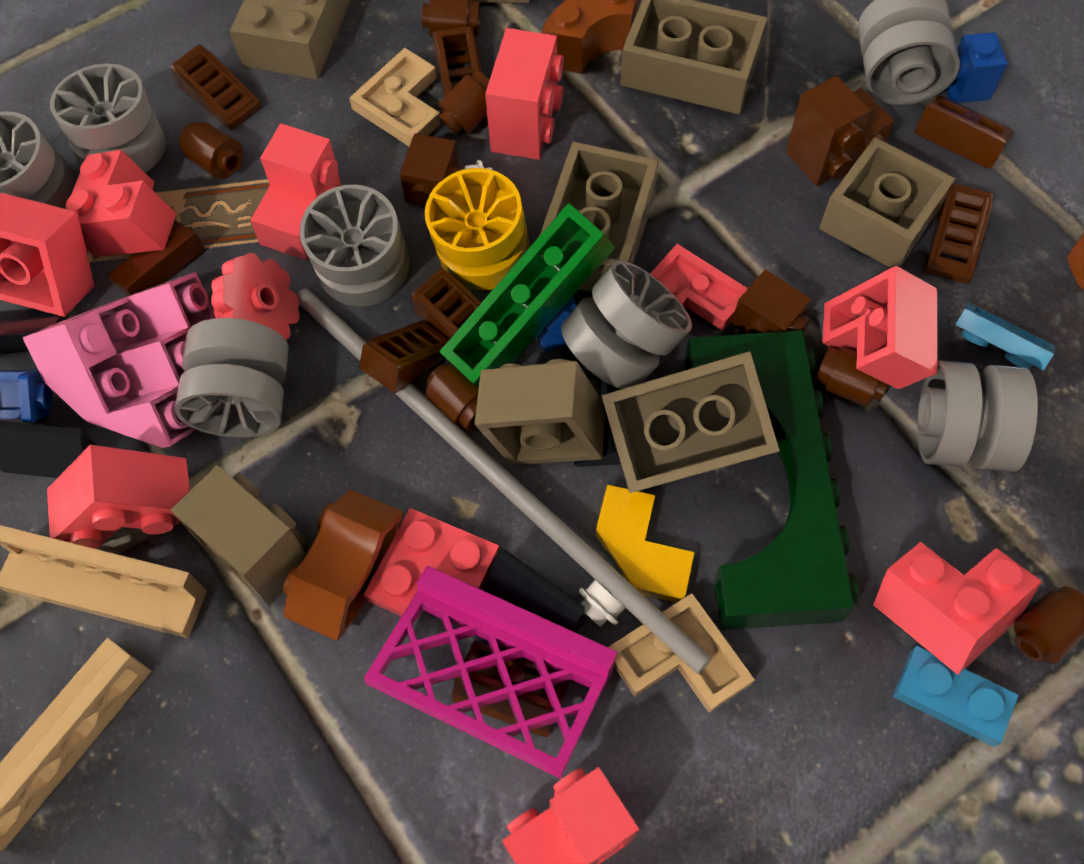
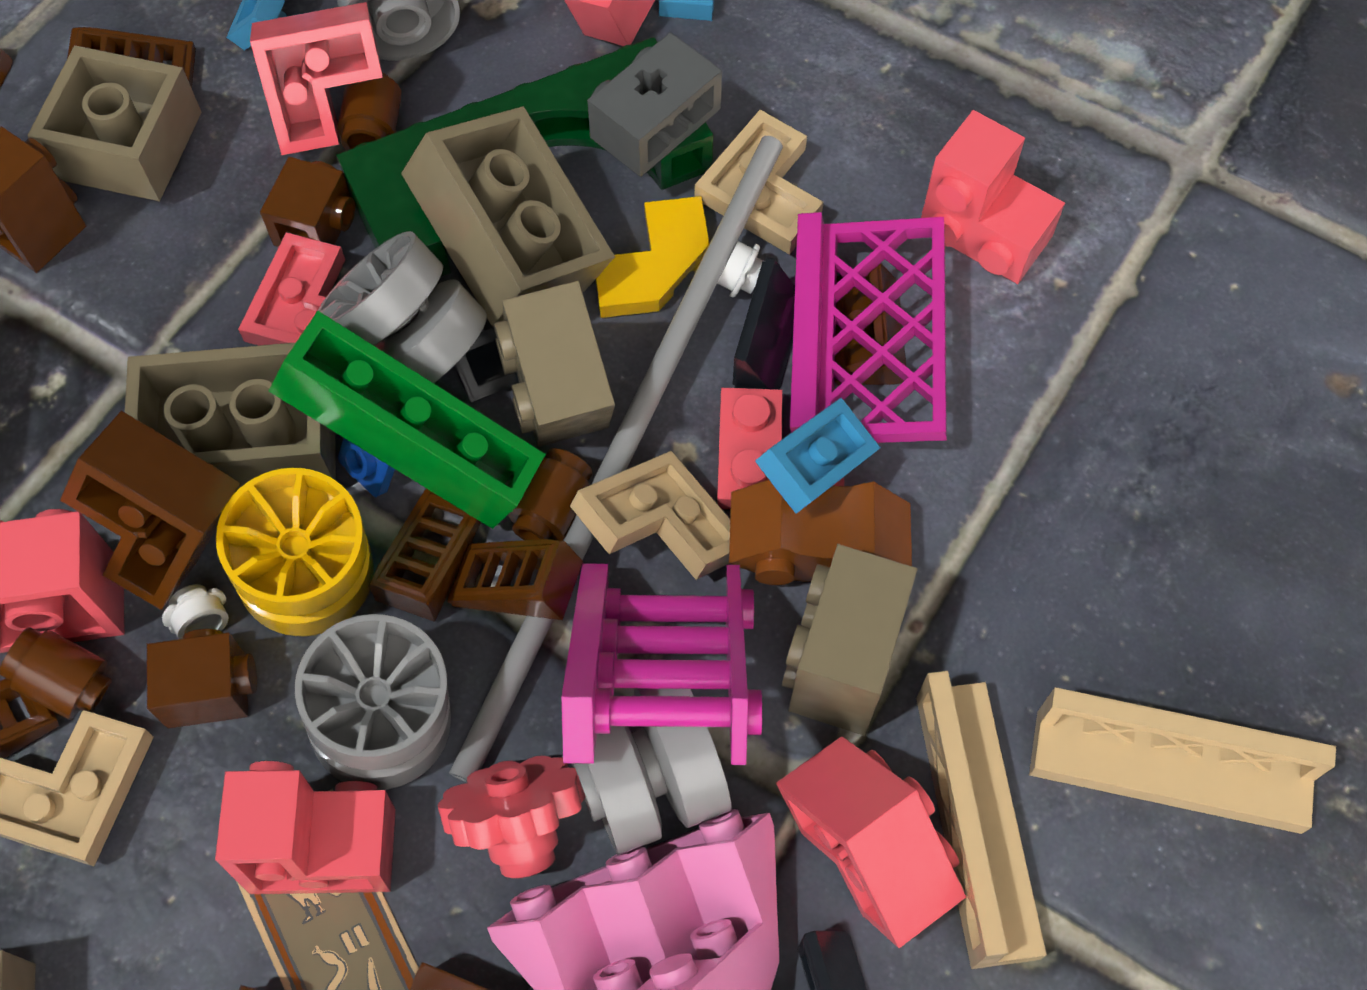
camera: 115 degrees left, 0 degrees up
(281, 341) = (595, 671): none -> dark pink fence
(382, 563) = (817, 455): none -> dark azure plate
(423, 461) = (662, 500): none -> tan plate
(534, 140) = (154, 499): none -> reddish brown brick
(761, 592) = (654, 103): none -> dark grey brick

